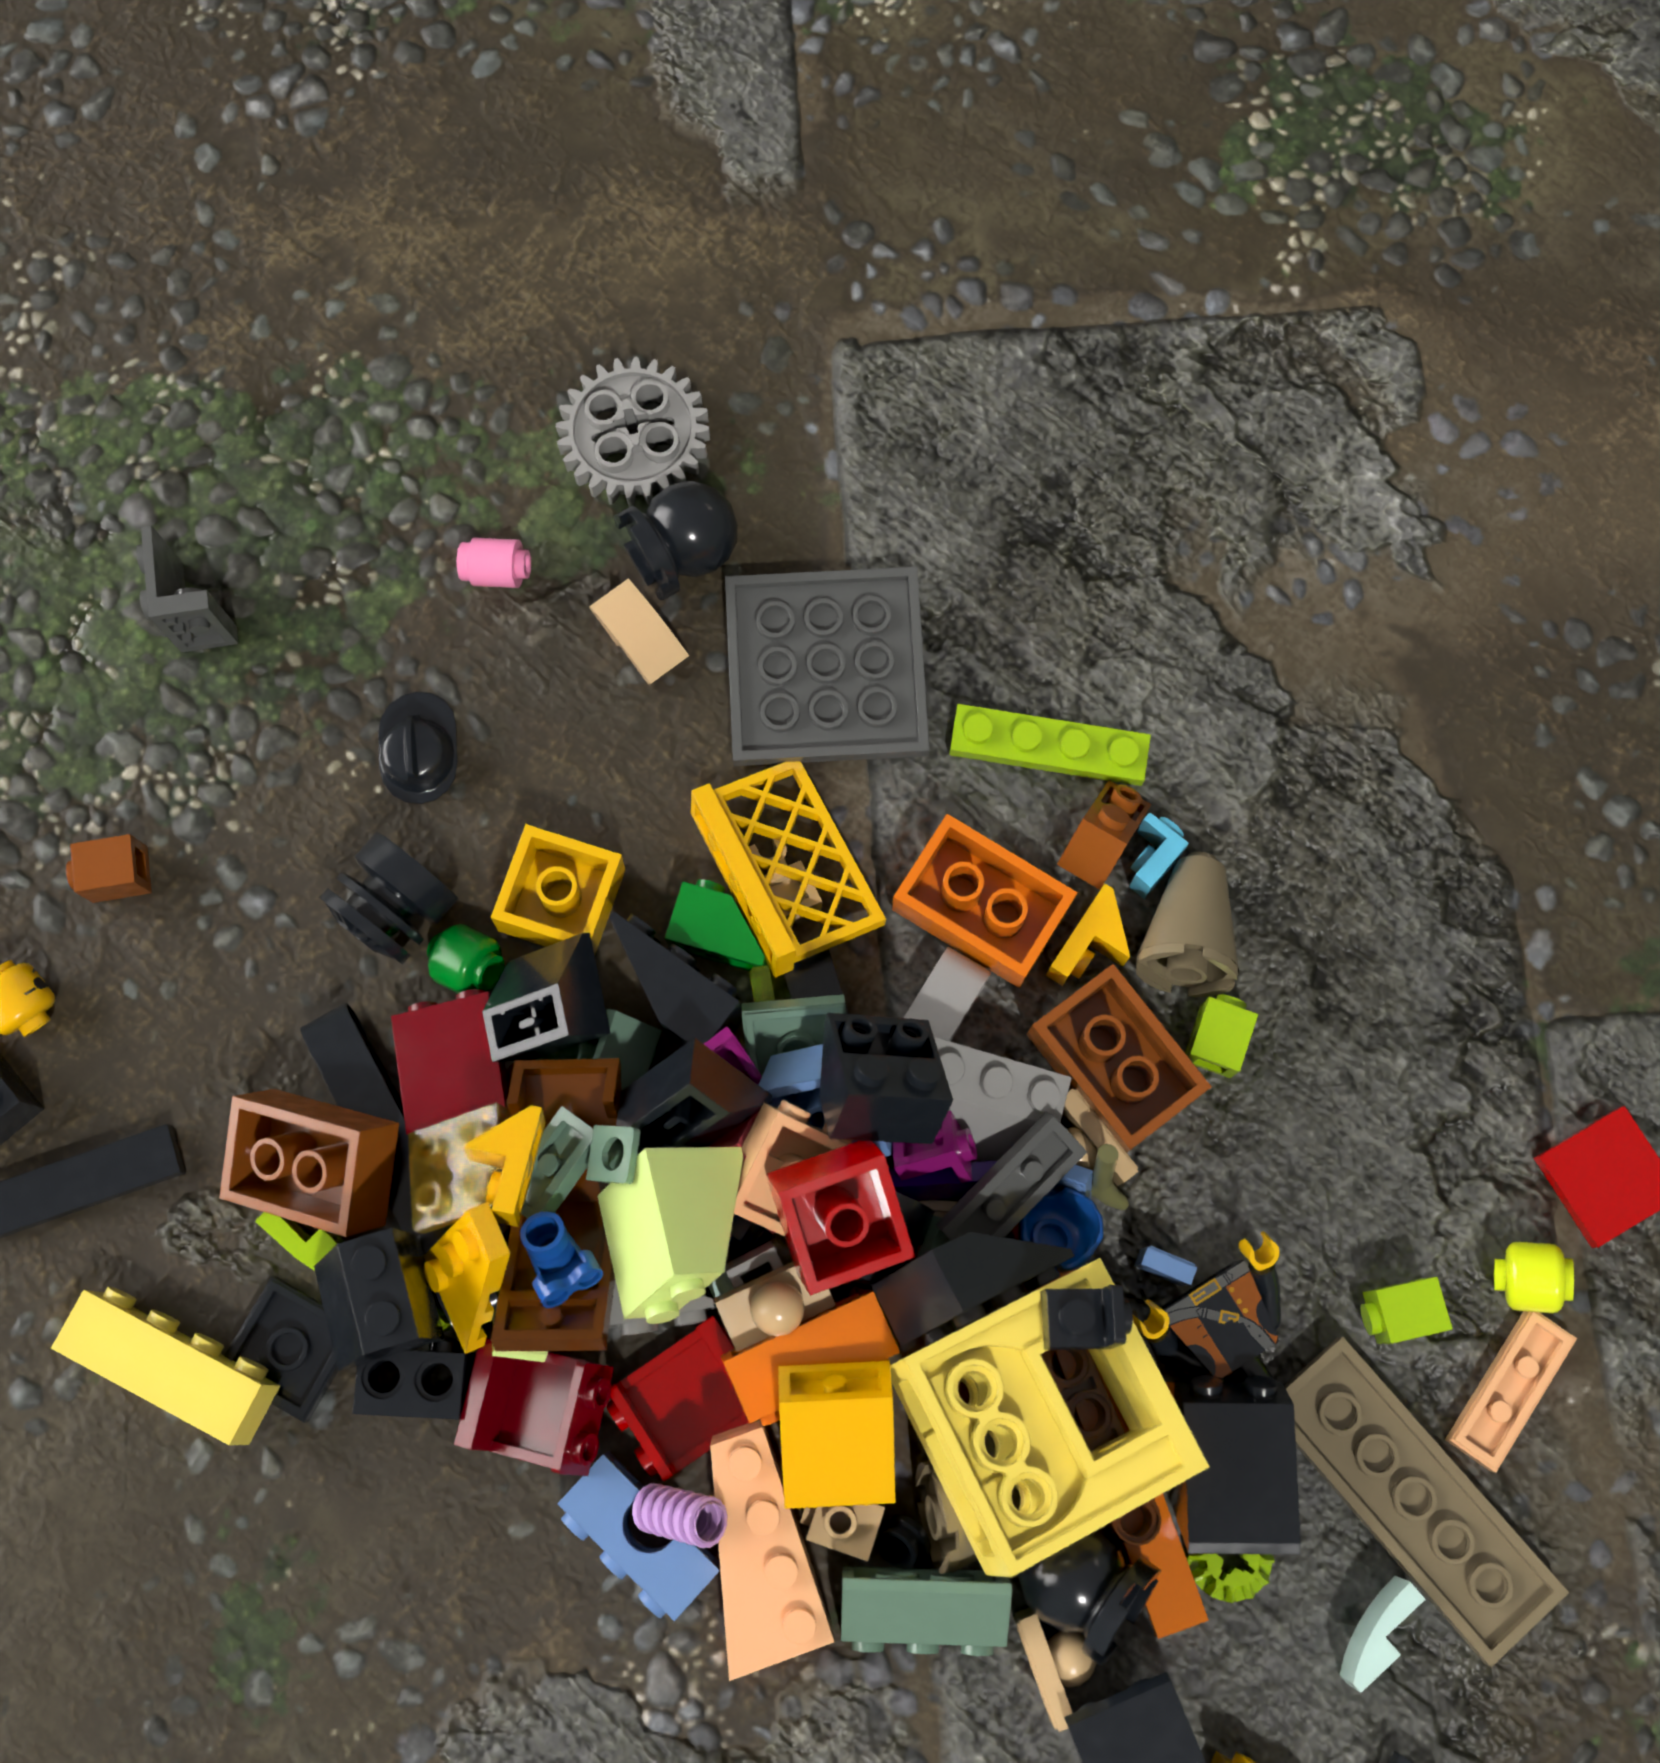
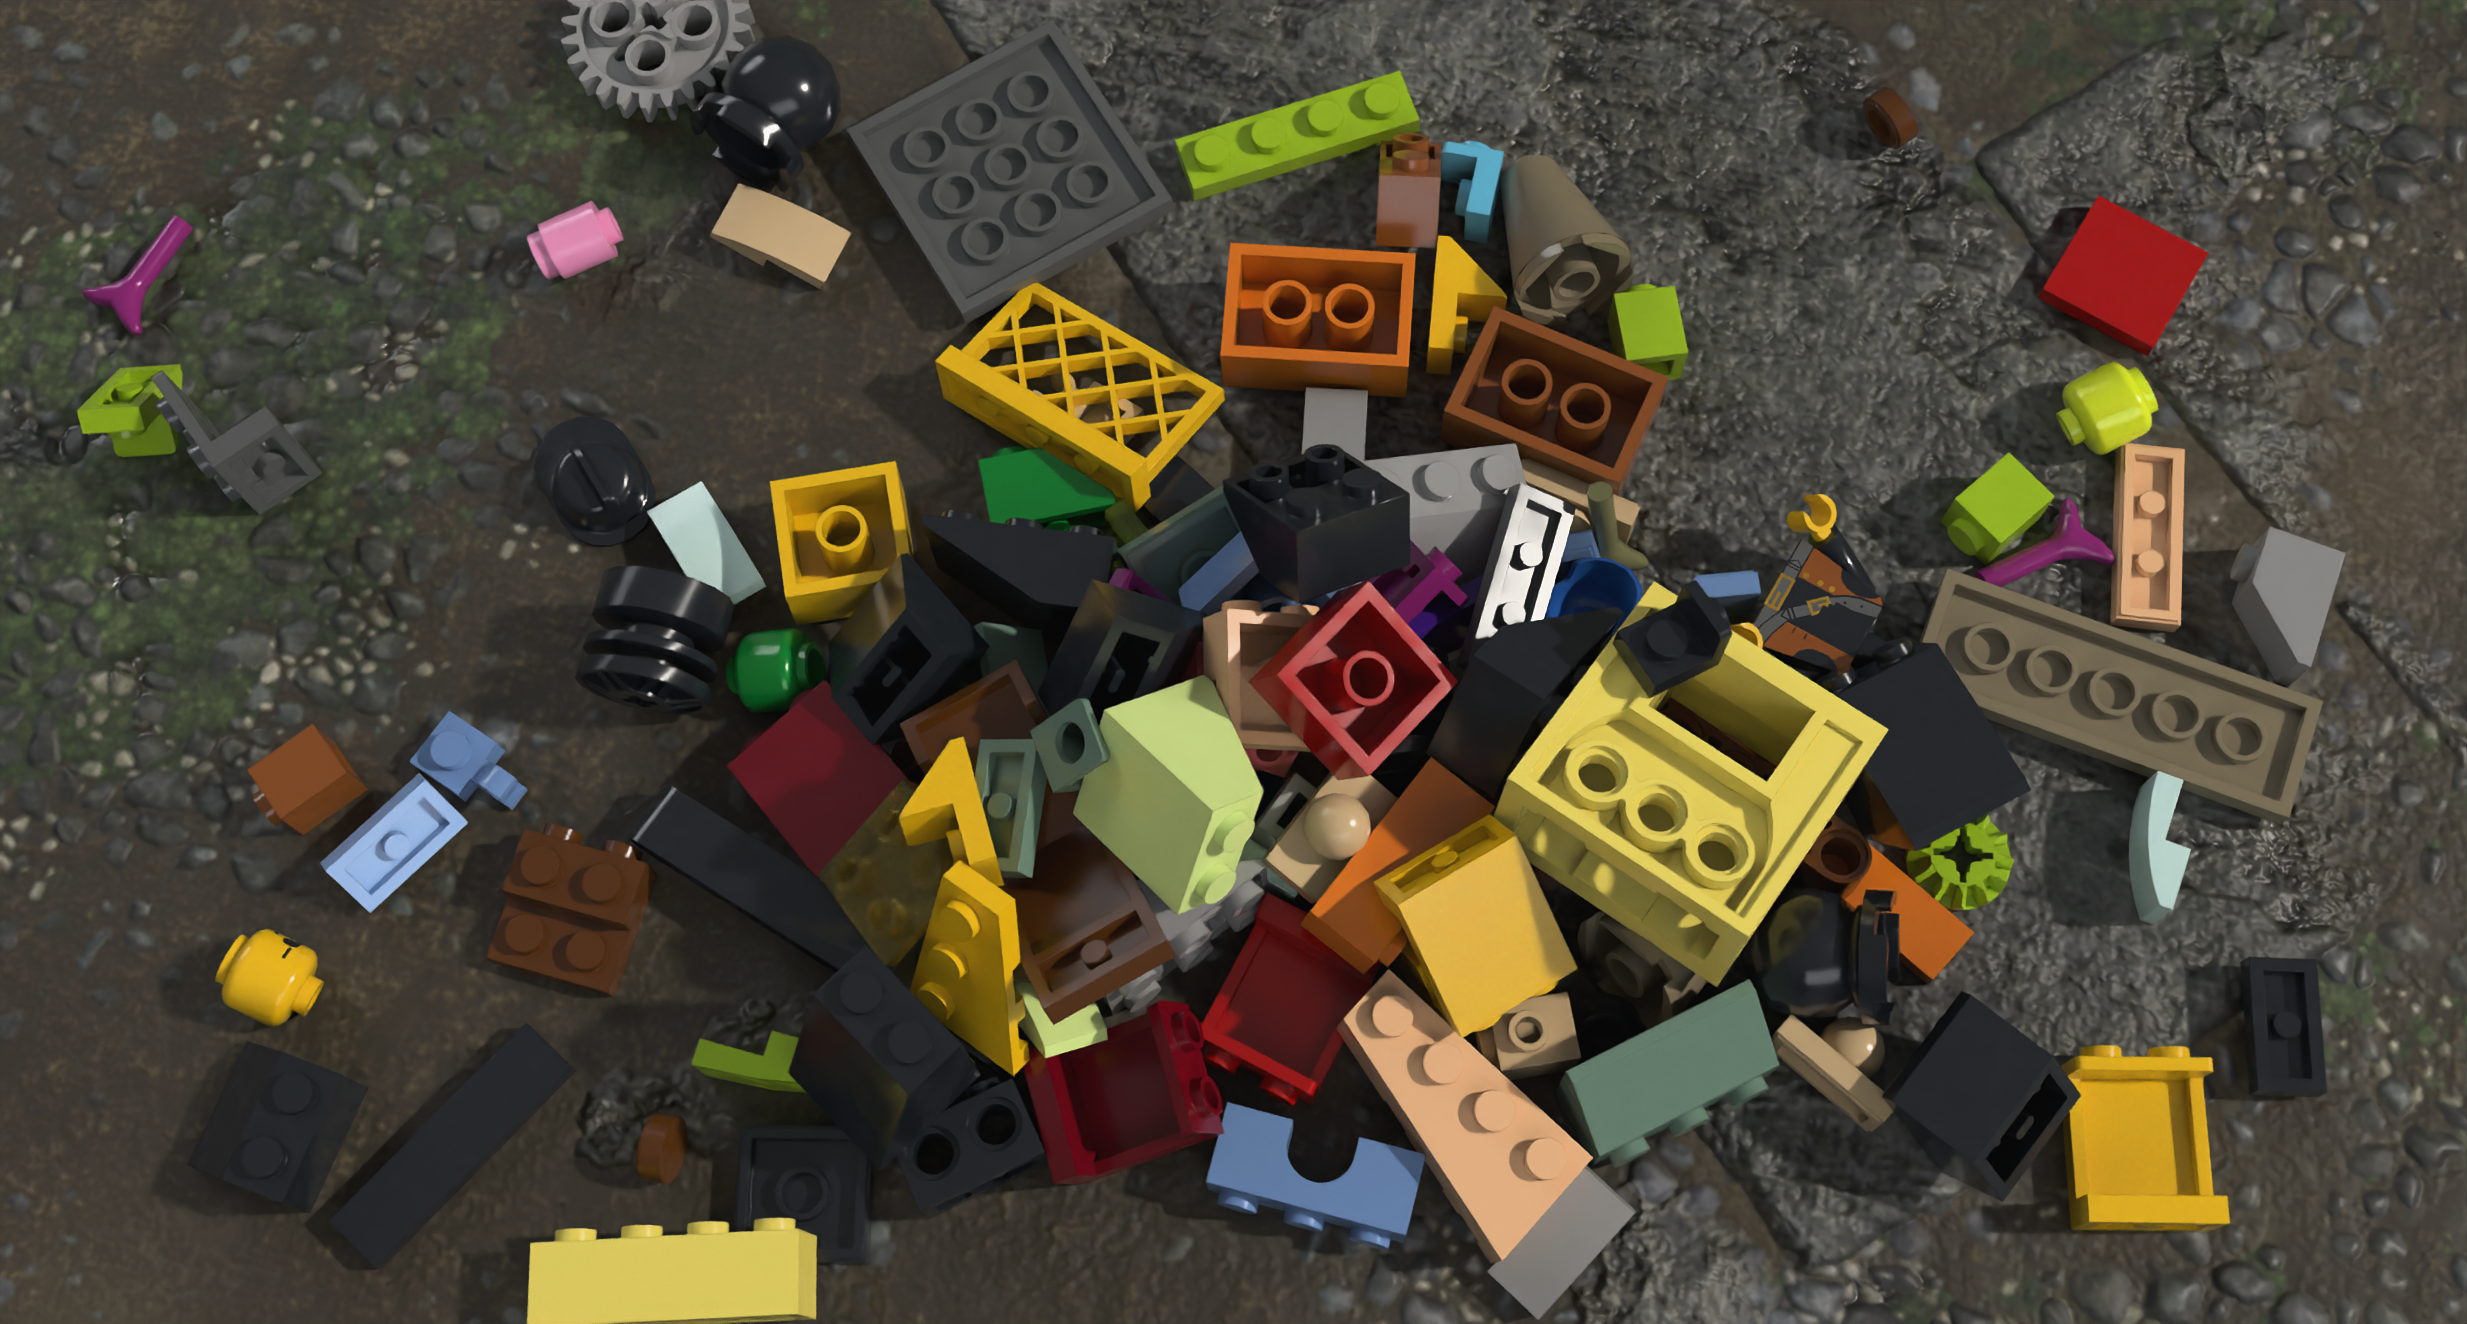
camera: 25 degrees left, 5 degrees down
(120, 529) = (128, 412): none -> lime slope
(145, 945) = (394, 843): none -> light blue plate
(174, 442) = (129, 293): none -> magenta piece
(209, 1265) = (661, 1148): none -> reddish brown tile
(222, 909) = (466, 759): none -> medium blue plate
(238, 1052) = (572, 909): none -> reddish brown plate
(309, 1161) = (718, 961): dark orange brick -> none
(465, 841) = (706, 543): none -> light aqua slope
(557, 1259) = (1067, 891): blue plate -> none
(680, 1515) = (1350, 1112): lavender piece -> none
(787, 1685) = (1562, 1242): none -> light grey slope
(1447, 1360) = (2065, 543): none -> magenta piece
(1497, 962) = (1889, 118): none -> reddish brown tile
(1586, 1498) = (2285, 598): none -> light grey slope

